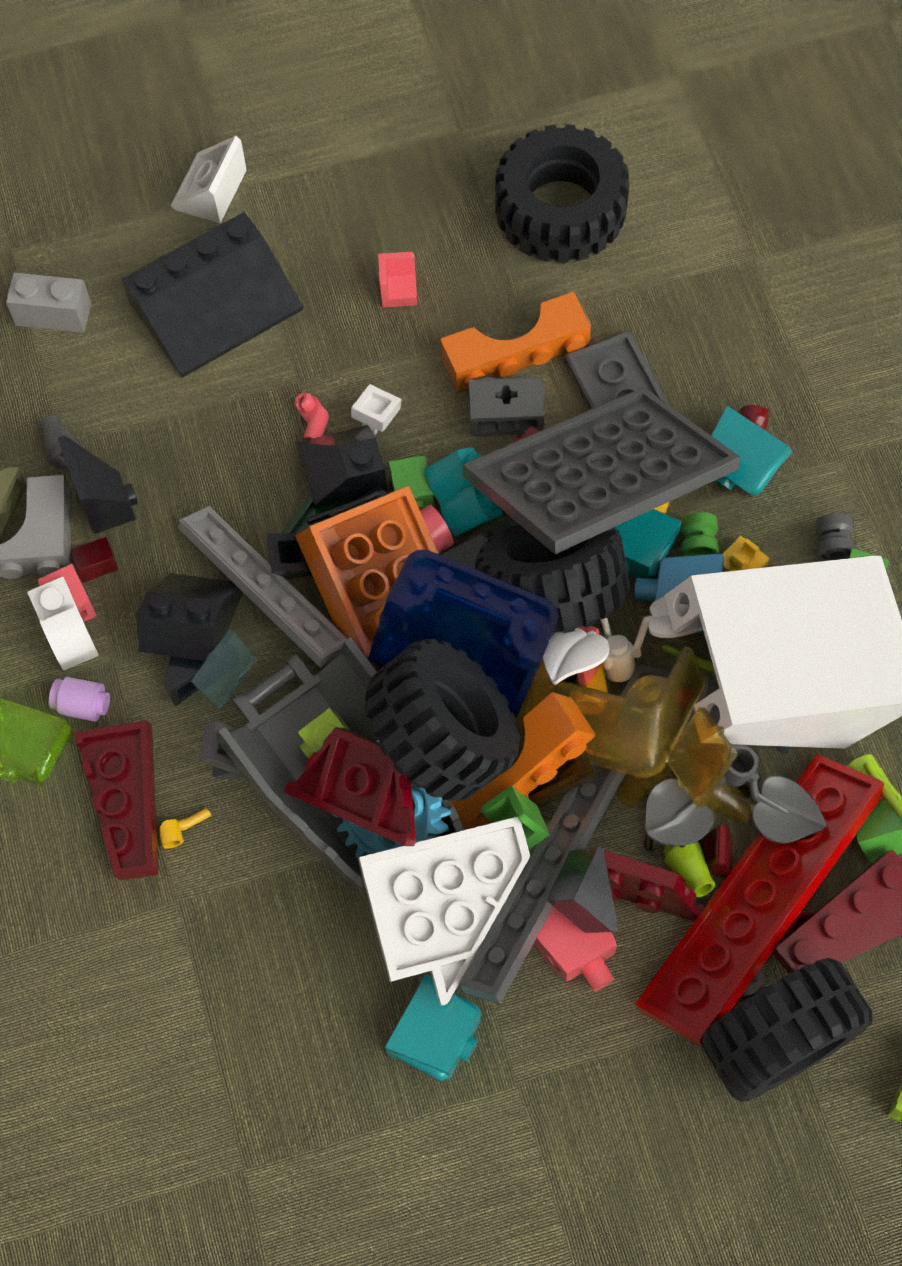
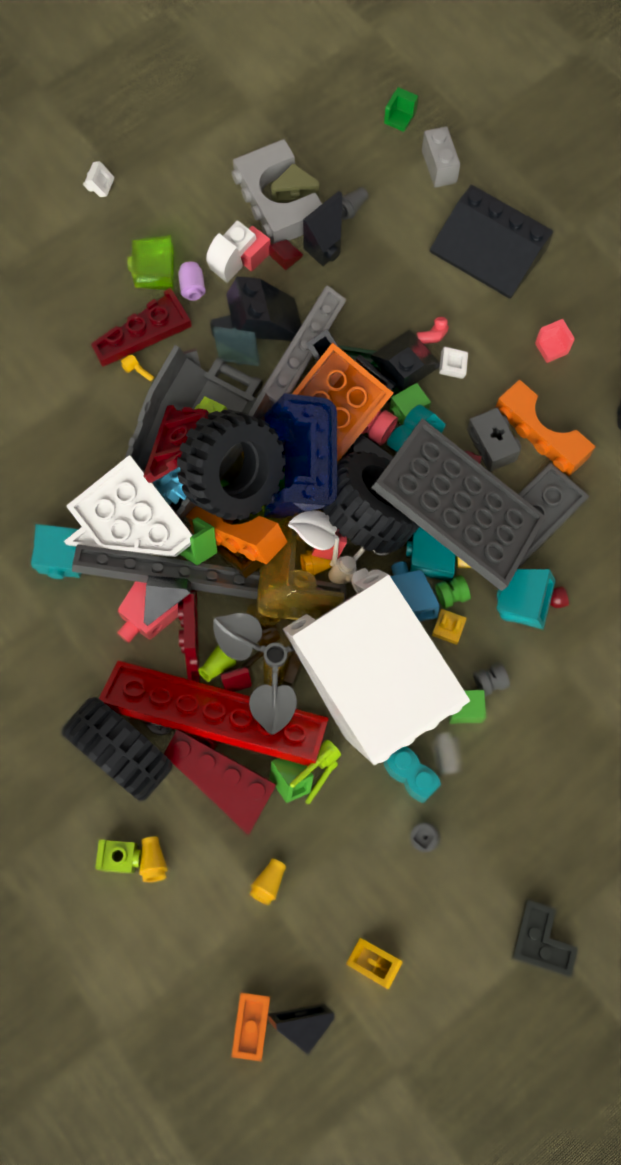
camera: 65 degrees right, 5 degrees up
(212, 181) = (573, 211): white slope -> none
(701, 757) = (272, 630): clear yellow piece -> none

